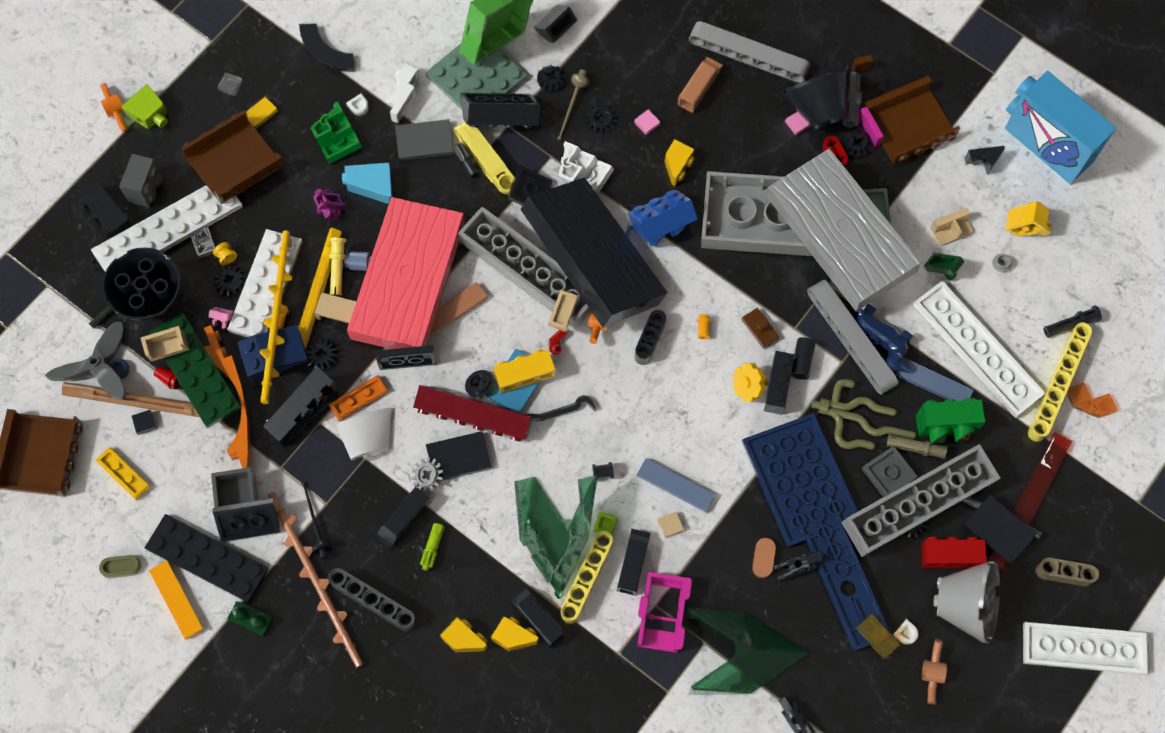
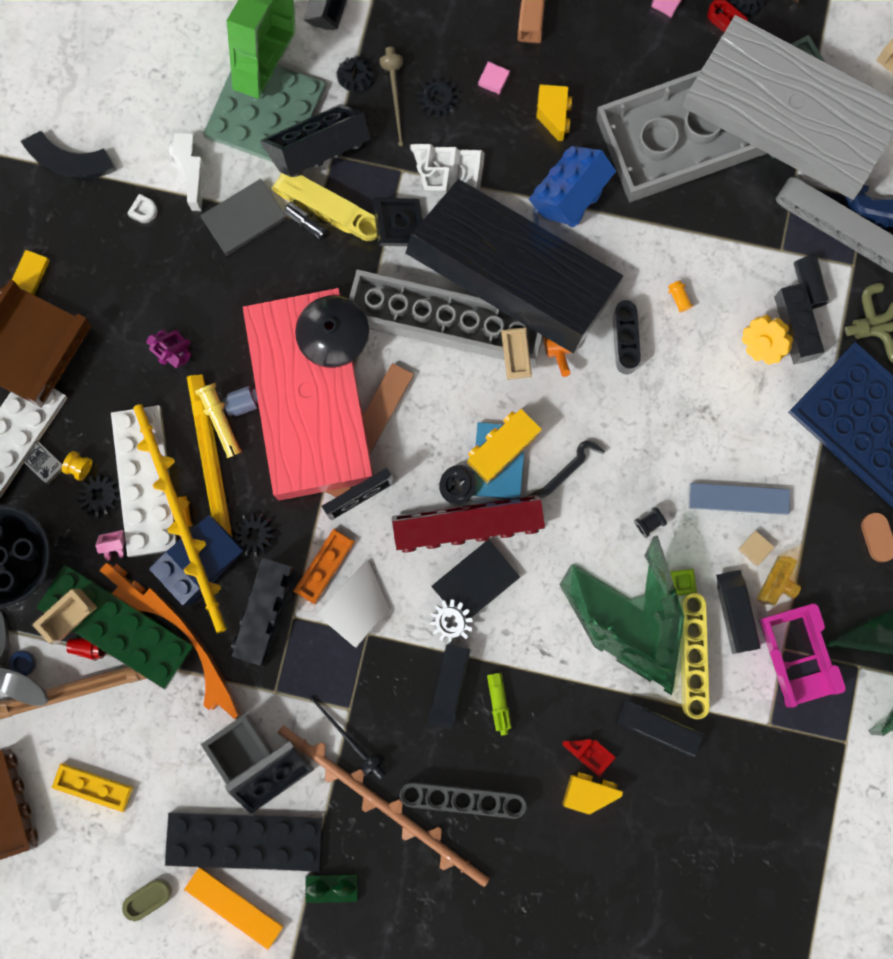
camera: 20 degrees left, 10 degrees up
(144, 422) = (85, 714): black tile -> none
(334, 308) = (244, 472): tan panel -> none
(335, 134) = (134, 258): green slope -> none
(369, 181) = (205, 297): medium azure slope -> none
(443, 249) = (334, 346): none -> black dish
(479, 613) = (591, 754): none -> red slope
(512, 636) = (645, 765): yellow slope -> none
(554, 342) = (519, 395): red arm -> none
(674, 555) = (779, 582): none -> clear yellow tile
(760, 328) = (744, 268): reddish brown tile -> none

